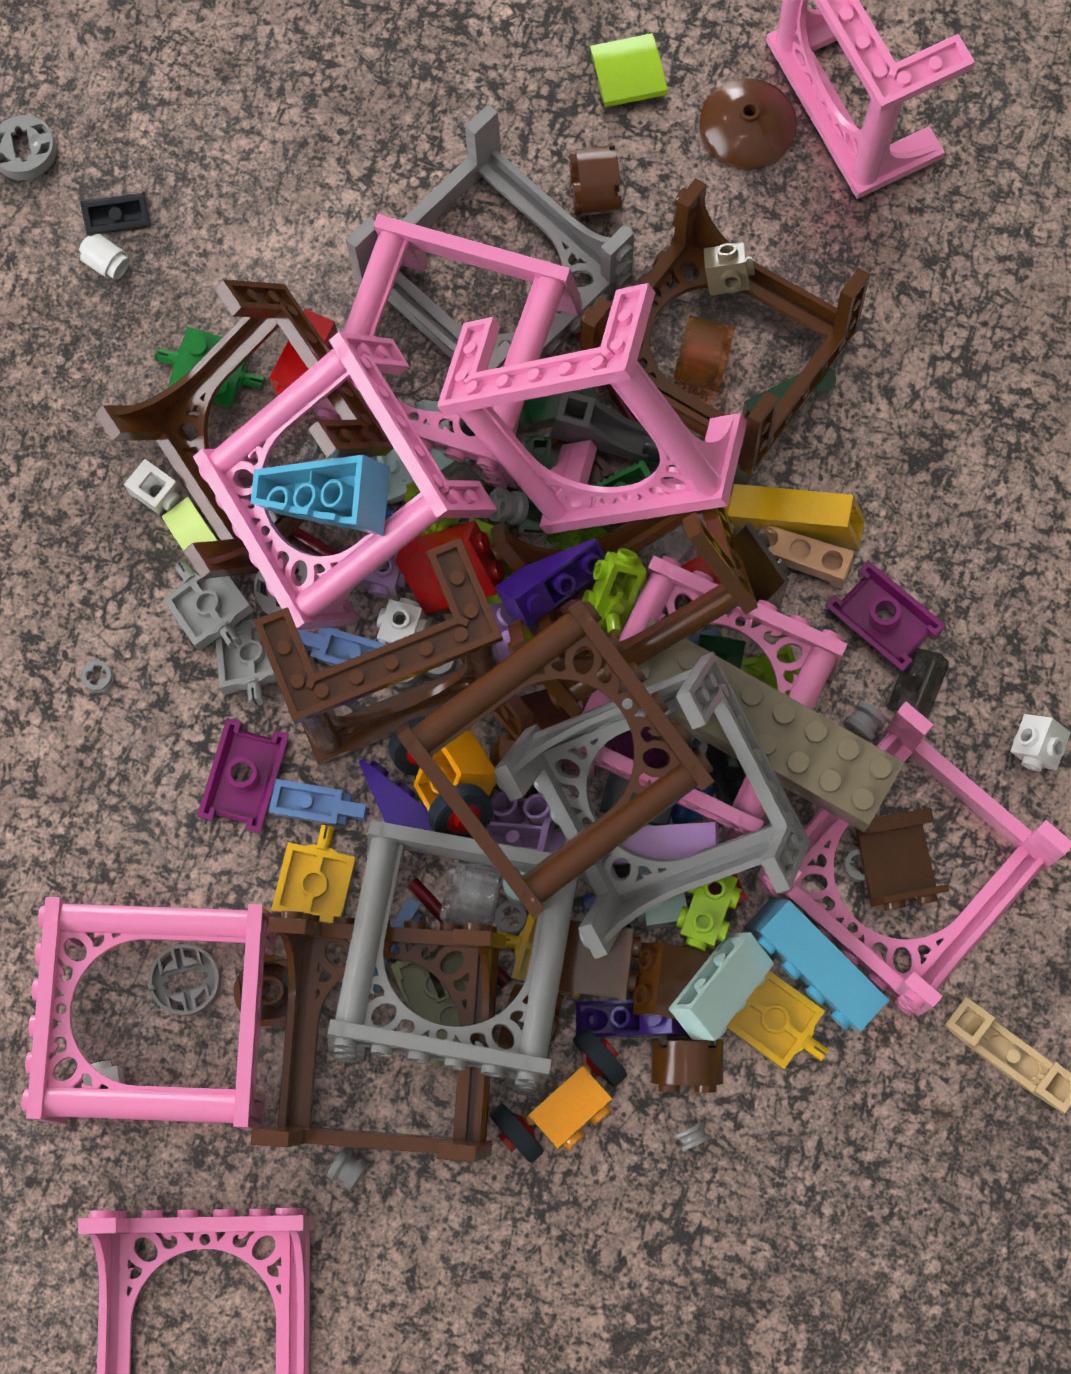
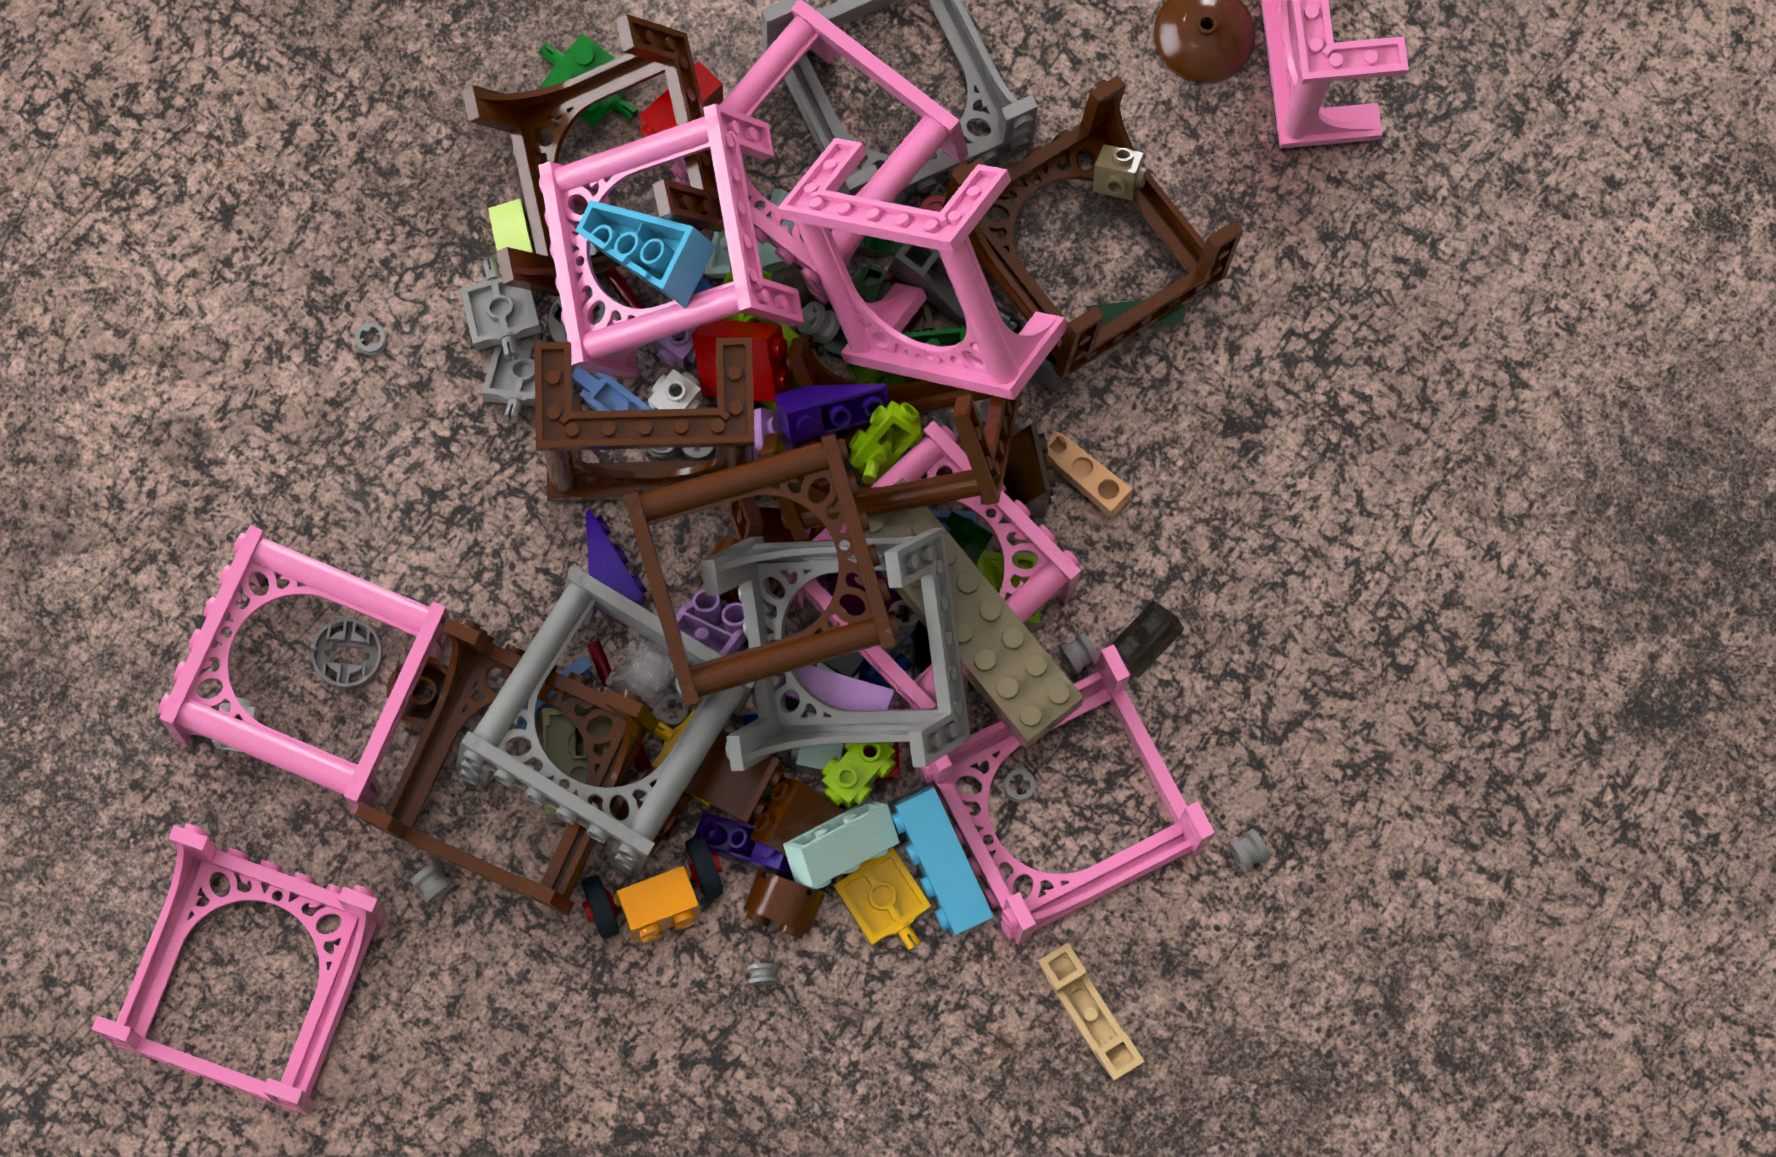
camera: 10 degrees right, 0 degrees up
(148, 479) = (486, 168): white brick -> none
(249, 799) = (465, 507): magenta piece -> none
(315, 803) = (530, 535): medium blue hinge -> none
(315, 879) = (505, 604): yellow plate -> none
(465, 767) = (680, 551): brick -> none
(595, 180) = (1030, 37): reddish brown brick -> none
(704, 353) = (1066, 244): clear orange brick -> none
(814, 514) = (1104, 437): yellow slope -> none
(894, 637) = (1144, 584): magenta piece -> none
(898, 860) = (1056, 792): reddish brown panel -> none
(1040, 742) = (1235, 735): white brick -> none

